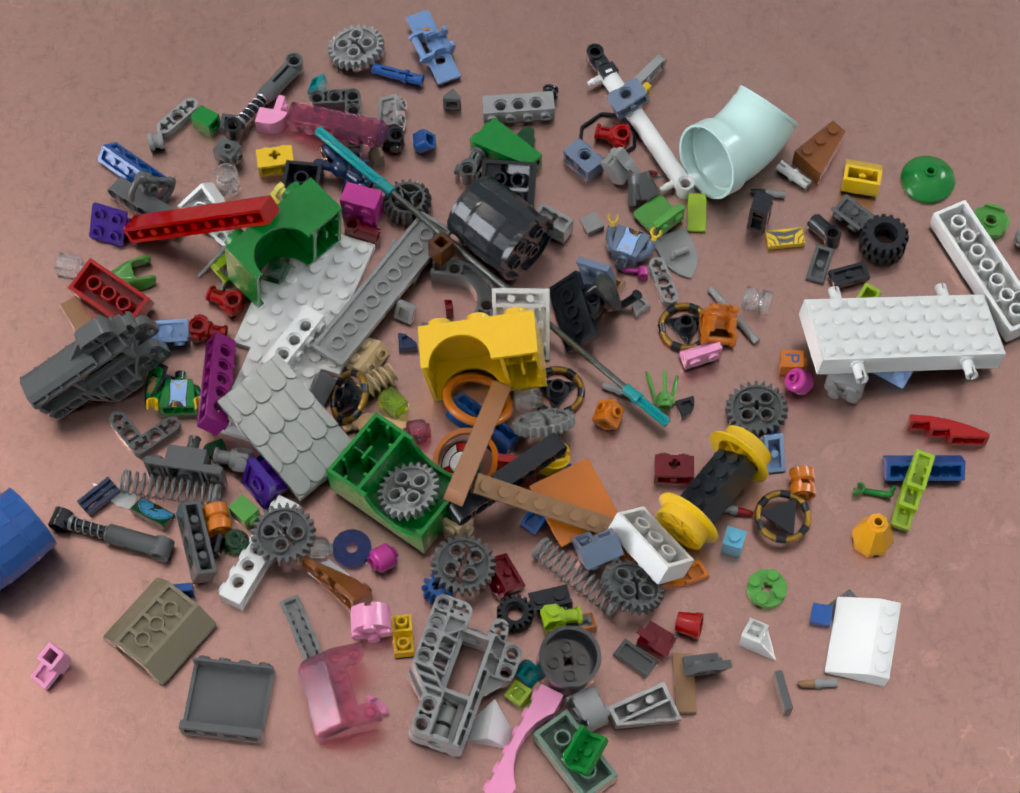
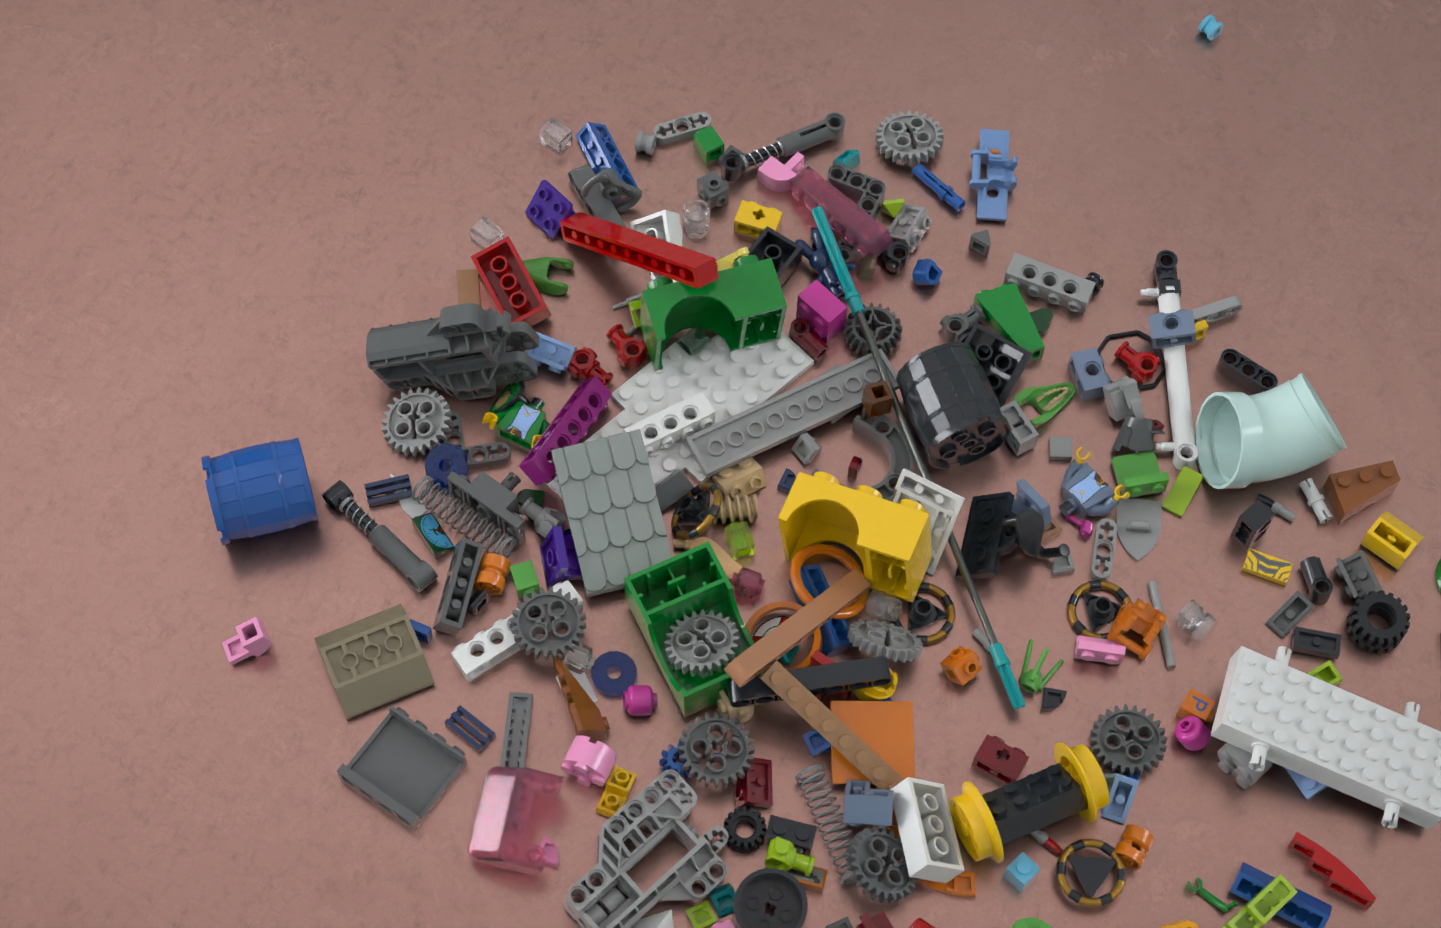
camera: 25 degrees right, 0 degrees up
(77, 441) = (398, 422): none -> light grey gear
(81, 167) = (555, 135): none -> clear brick
(124, 452) = (438, 456): none -> clear blue tile
(235, 541) = (499, 606): clear green cone -> none
(249, 634) = (456, 716): none -> dark blue tile
(371, 104) = (892, 207): none -> lime slope
(563, 192) = (1046, 399): none -> bright green animal
(688, 104) = (1242, 364): none -> black beam

